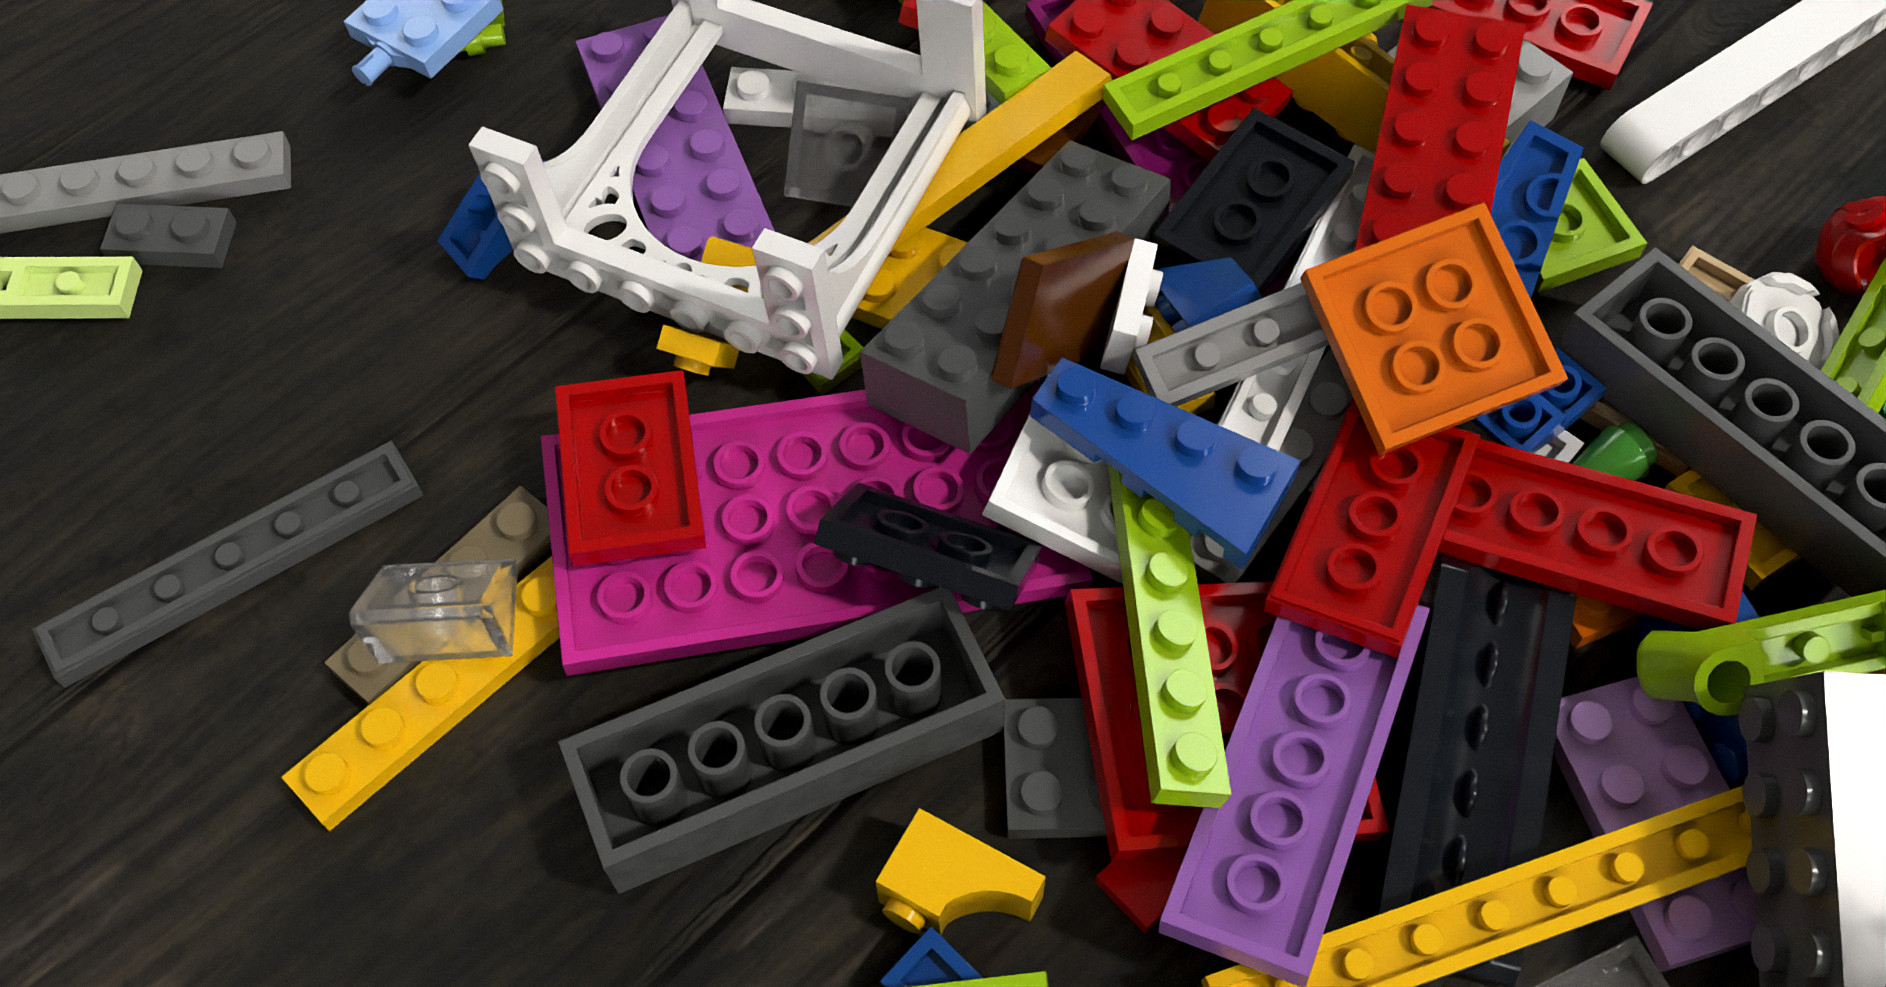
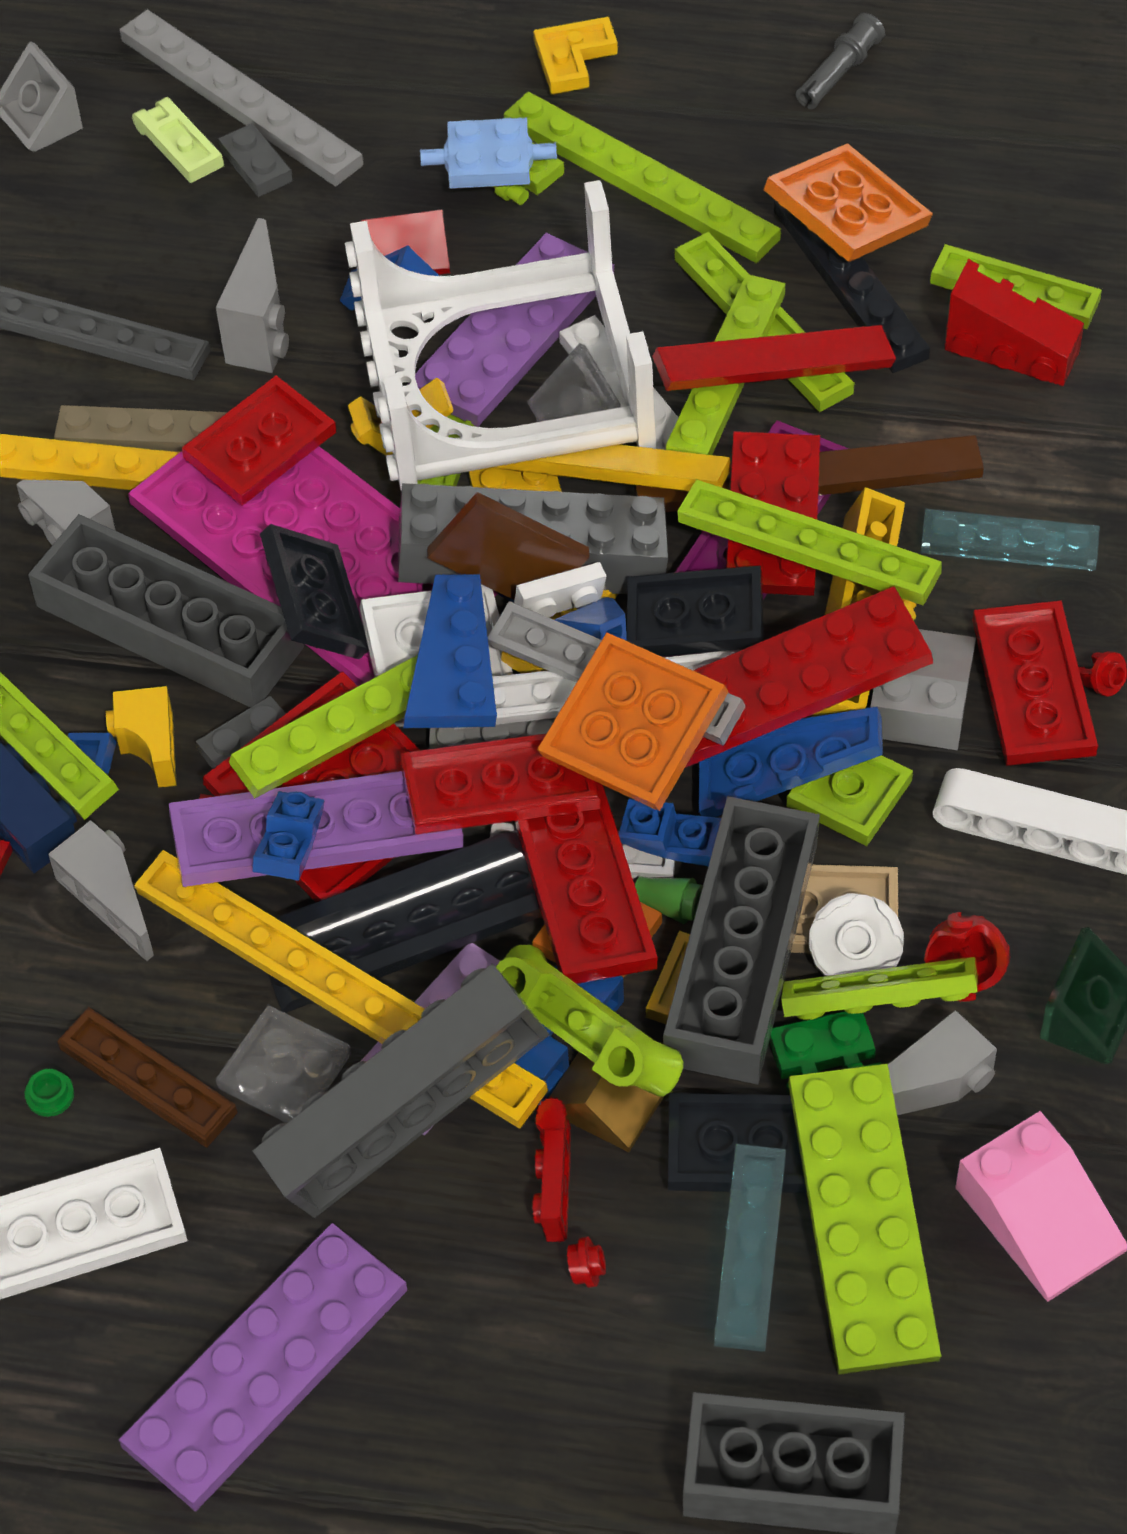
camera: 55 degrees right, 5 degrees down
(412, 346) = (251, 308): none -> light grey slope
(436, 166) = (420, 231): none -> slope
(438, 611) = (117, 423): clear slope -> none
(505, 763) = (58, 502): none -> light grey slope
(1323, 801) = (288, 835): none -> blue slope

